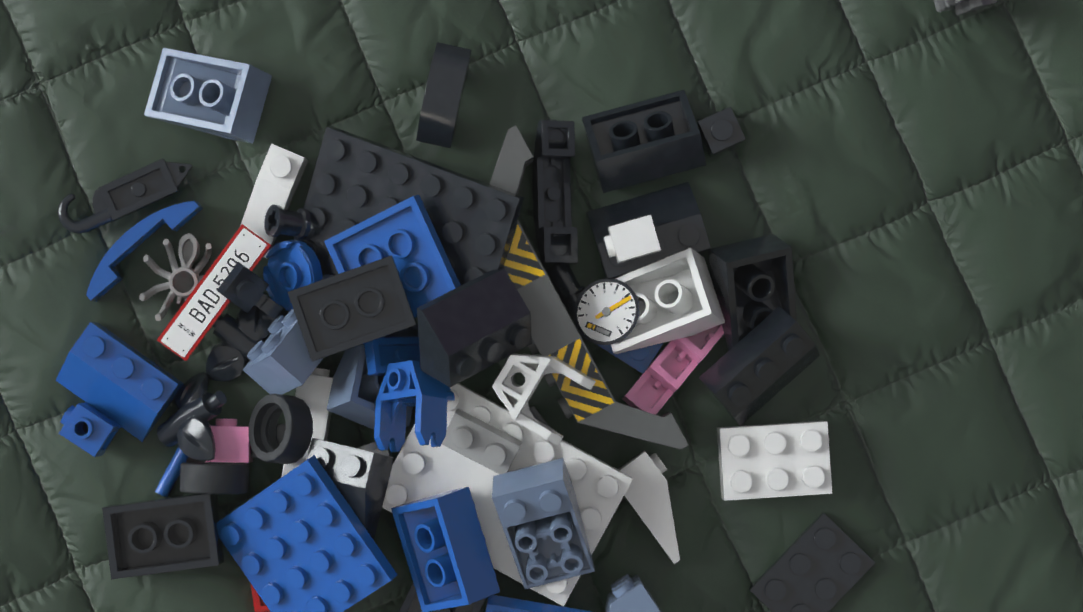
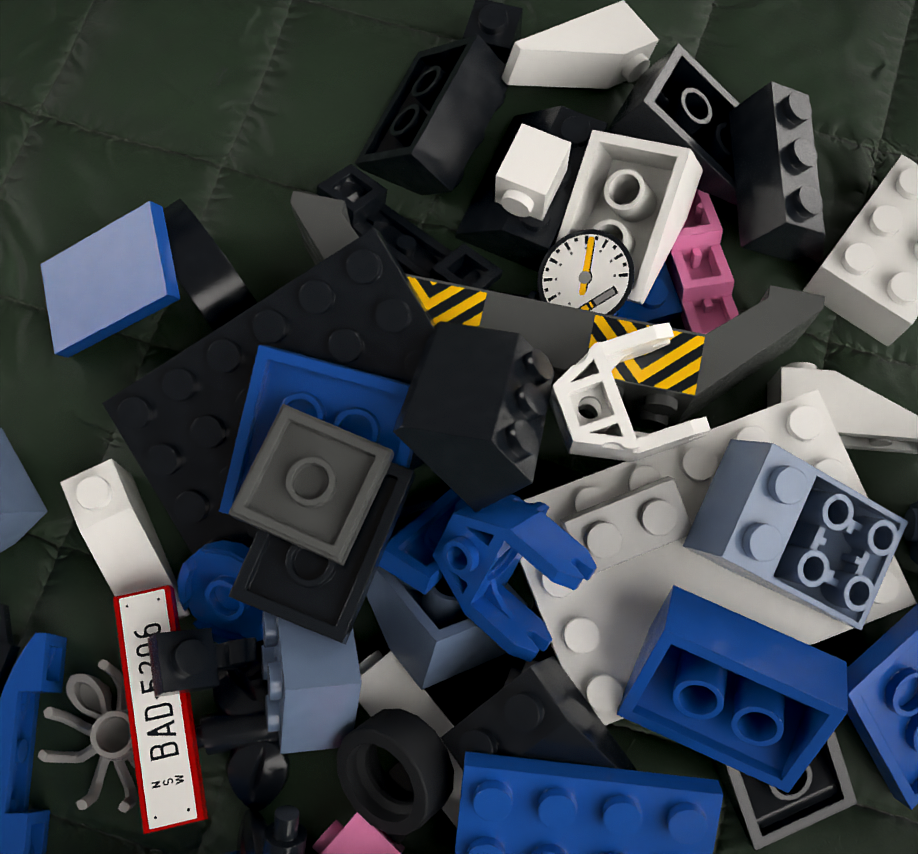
camera: 45 degrees left, 15 degrees down
(287, 222) = (163, 542): black bush -> none
(368, 285) = (312, 484): none -> dark grey tile
(393, 59) = (109, 280): none -> tile
(756, 197) = (584, 52): none -> white slope

